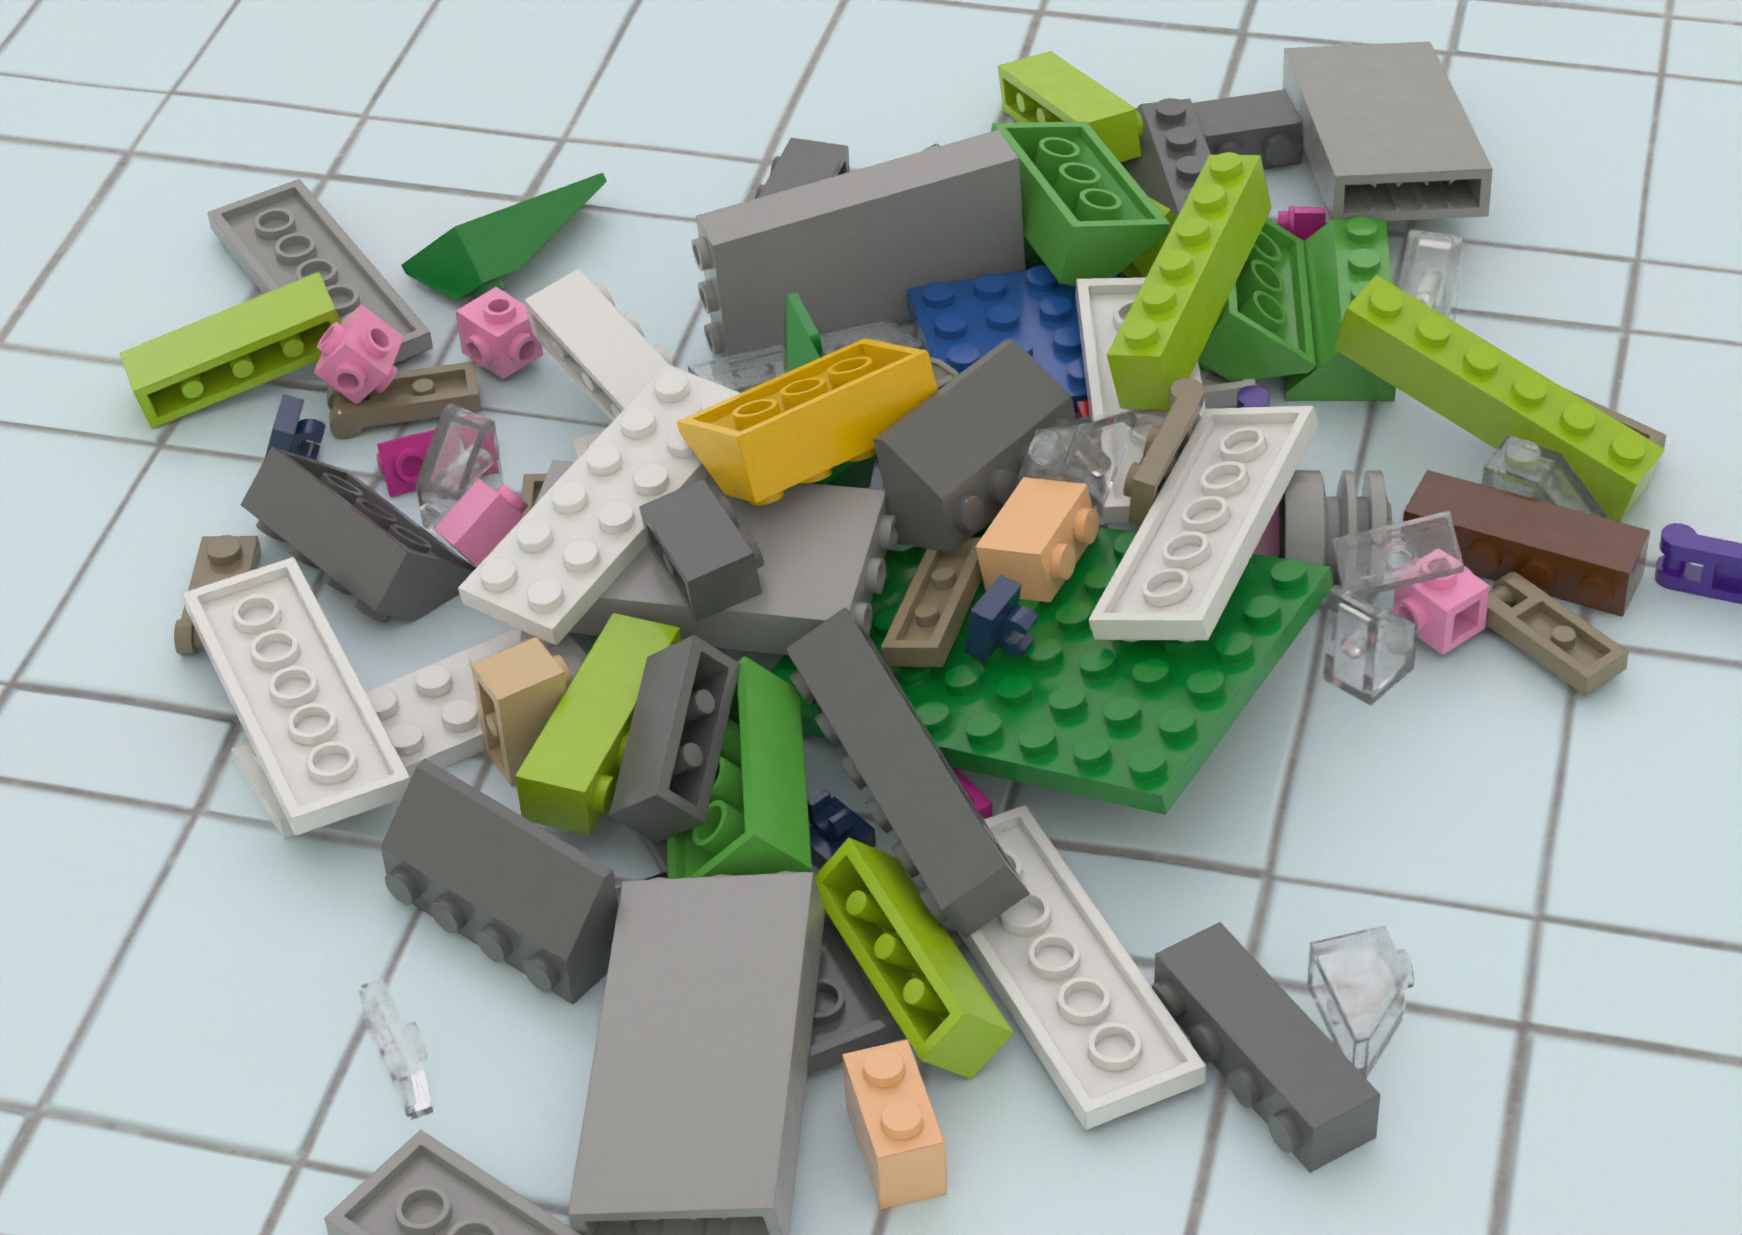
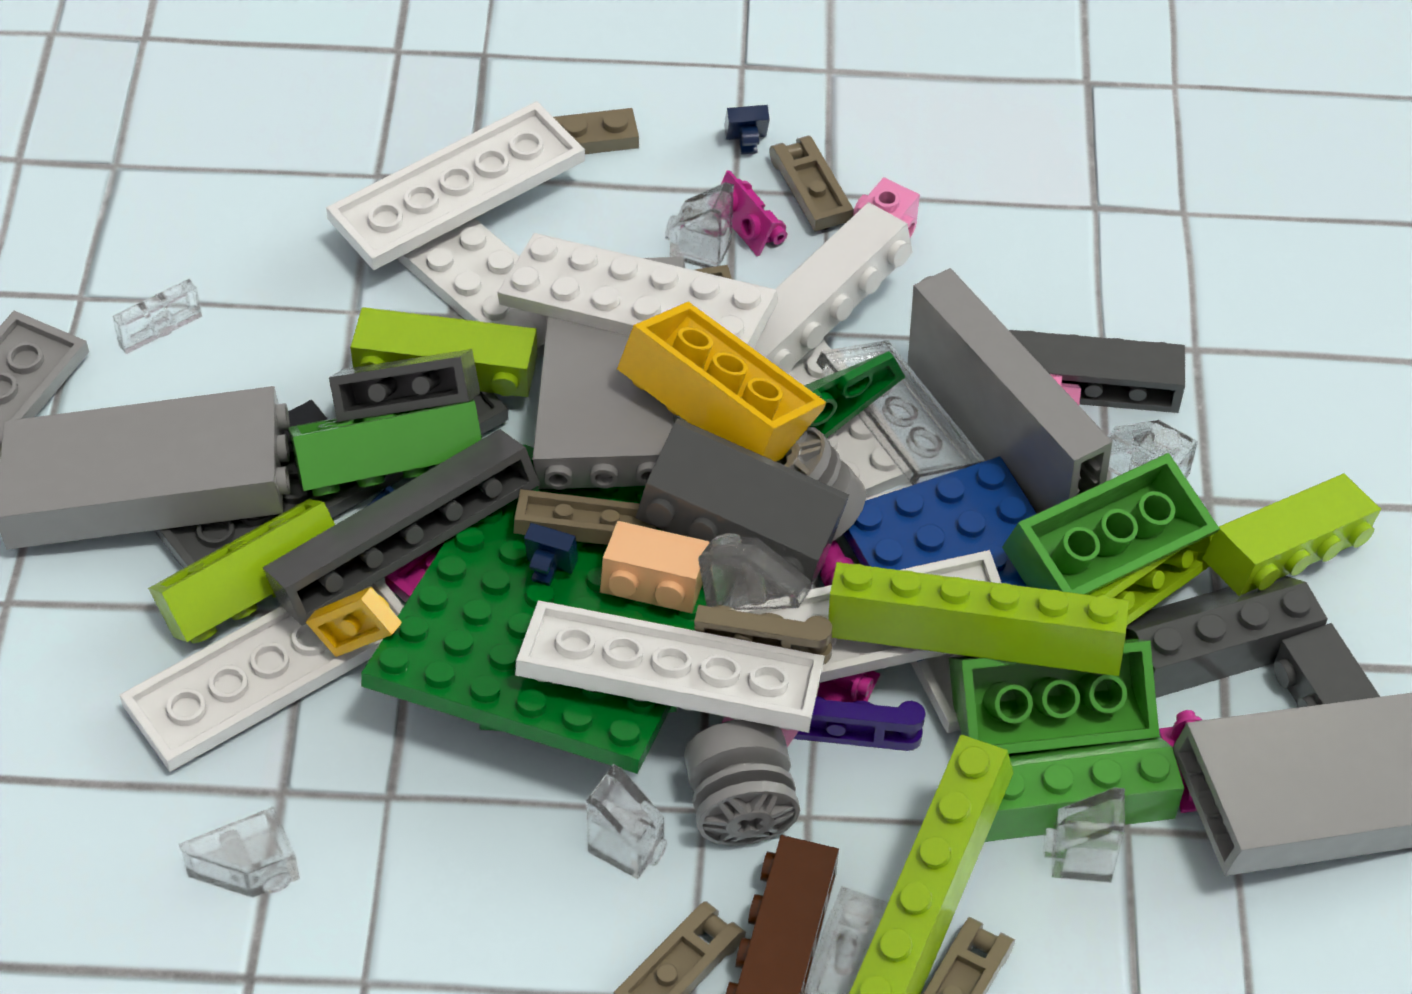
camera: 75 degrees right, 10 degrees up
(230, 350) = (822, 70): lime brick -> none
(290, 236) = (937, 102): light grey plate -> none
(354, 537) = (644, 185): dark grey slope -> none
(358, 355) = (825, 132): bright pink brick -> none
(481, 520) = (650, 241): bright pink brick -> none
(494, 246) = (992, 190): green wedge -> none
(501, 883) = (298, 329): dark grey slope -> none
(516, 699) = (453, 292): tan brick -> none
(702, 549) = (575, 352): dark grey brick -> none
(894, 1124) = (103, 586): light nougat brick -> none
(1061, 815) = (354, 621): none -> yellow plate
(1266, 1047) = (193, 797): dark grey brick -> none
(1399, 554) = (684, 817): clear plate -> none
(1445, 609) = (685, 875): bright pink brick -> none

